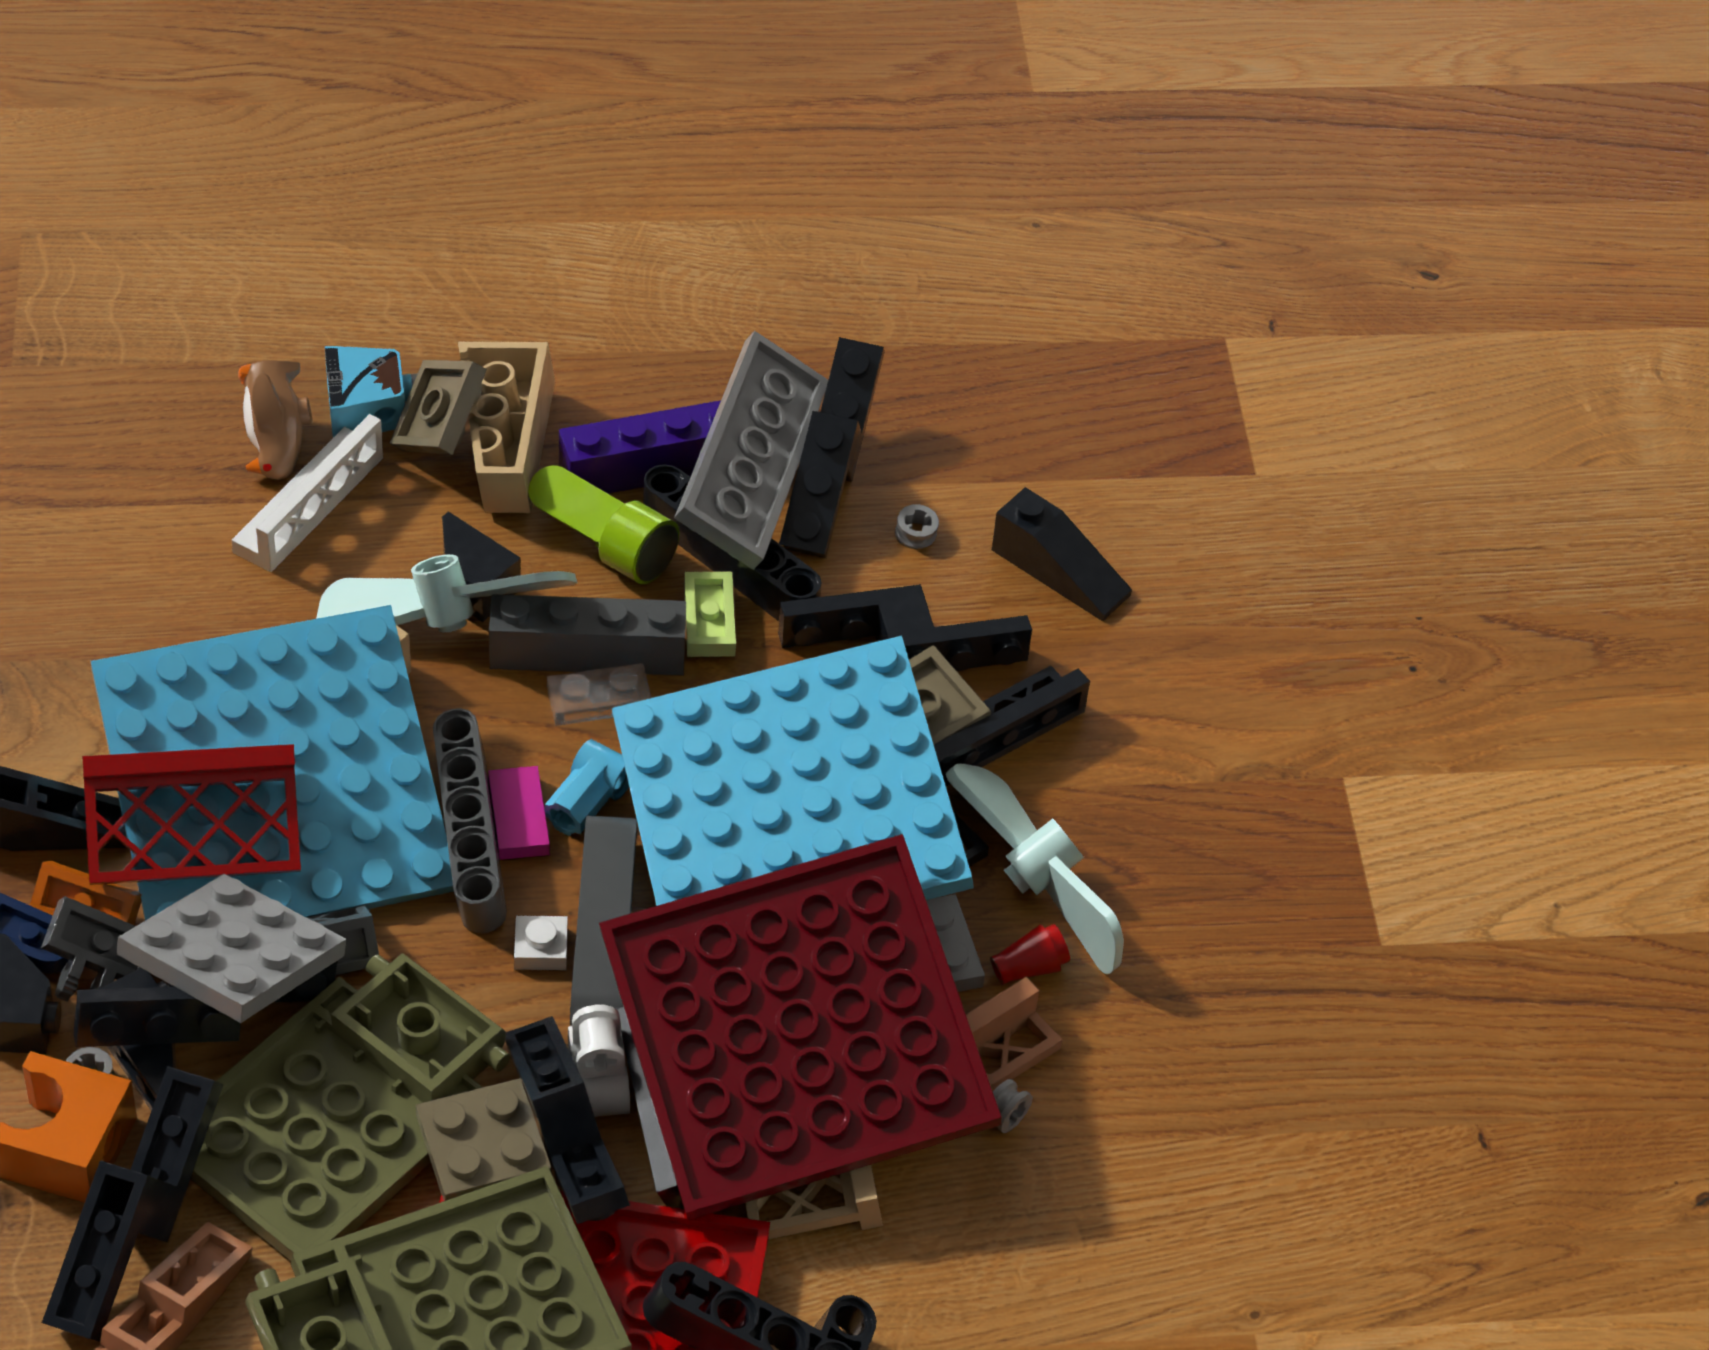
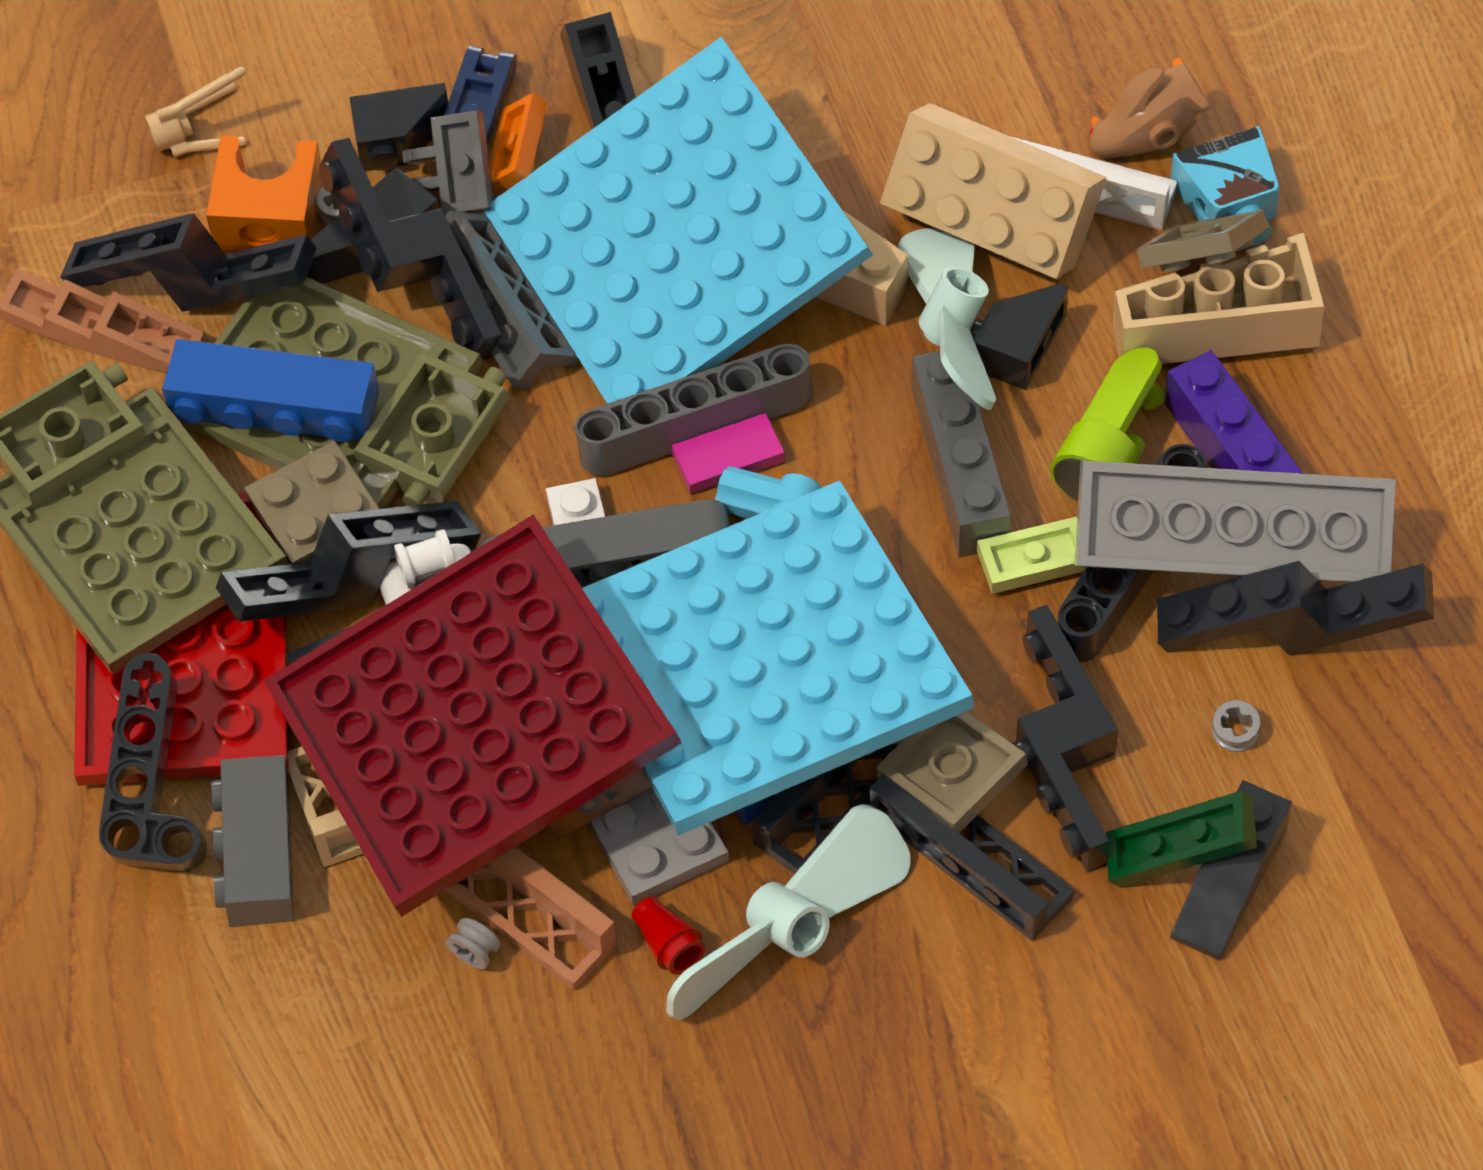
camera: 85 degrees right, 10 degrees up
(181, 770) = (632, 160): red fence -> none
(231, 947) = (450, 246): light grey plate -> none
(322, 535) = (992, 190): none -> tan brick
(335, 1148) = (271, 390): none -> blue brick
(594, 693) = (901, 486): clear plate -> none
(829, 1258) = (253, 841): none -> dark grey brick
(1043, 561) = (1181, 839): none -> dark green plate

